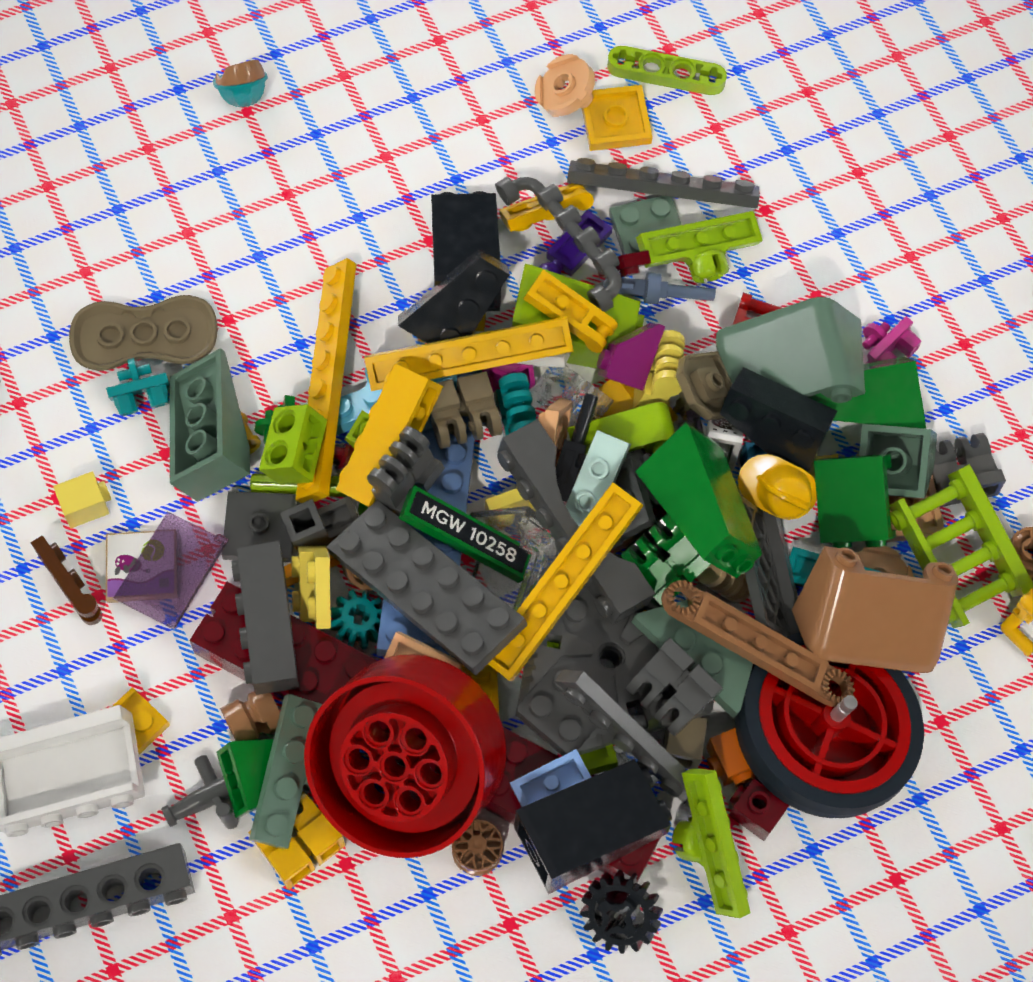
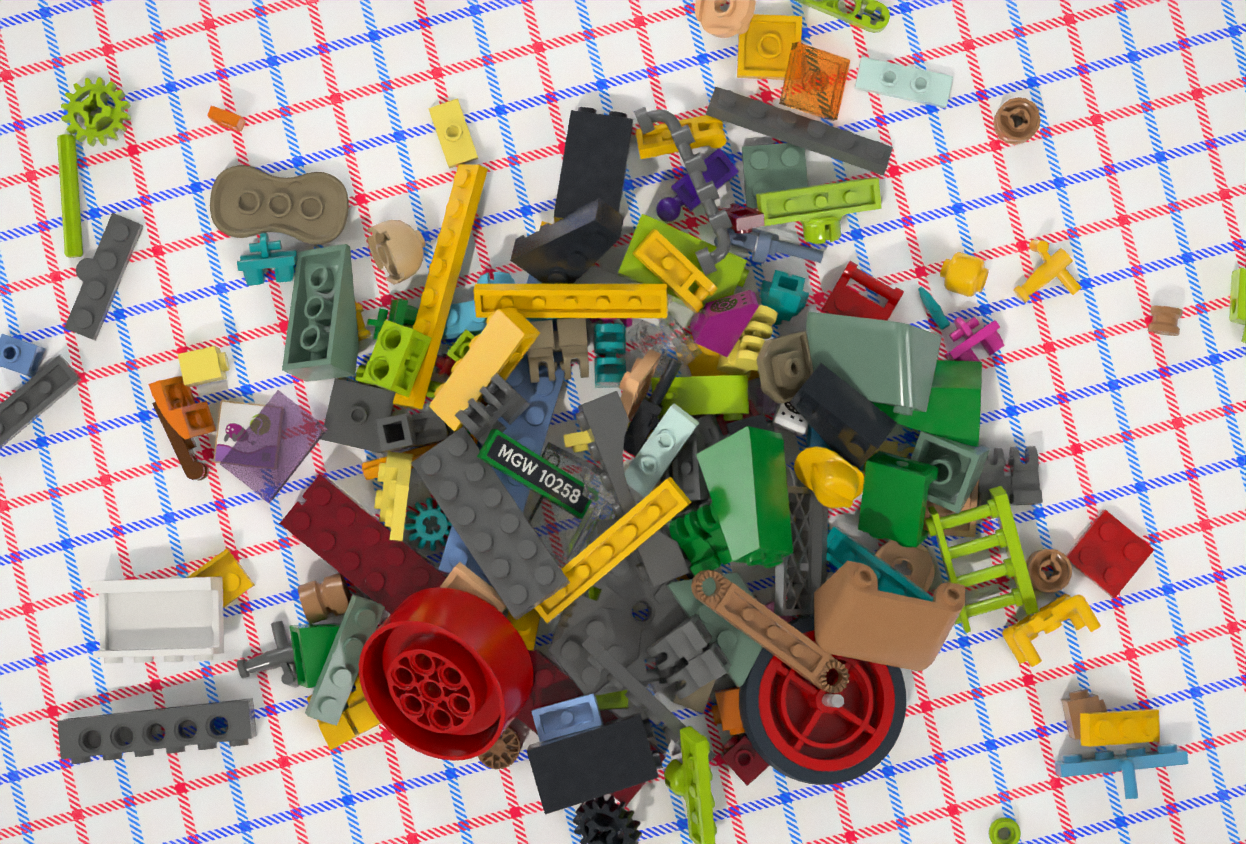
camera: 15 degrees right, 20 degrees up
(60, 538) = (180, 409): none -> orange slope
(76, 262) = (226, 119): none -> orange tile
(267, 618) = (347, 522): dark grey brick -> none
(272, 352) = (396, 248): none -> tan cylinder
(313, 242) = (453, 133): none -> light yellow plate
(667, 137) = (814, 81): none -> clear orange plate
(691, 325) = (784, 295): none -> teal piece
(754, 130) = (903, 82): none -> light aqua plate
(862, 285) = (964, 274): none -> yellow head
(871, 155) = (1004, 123): none -> medium nougat wheel
(946, 267) = (1052, 267): none -> yellow piece

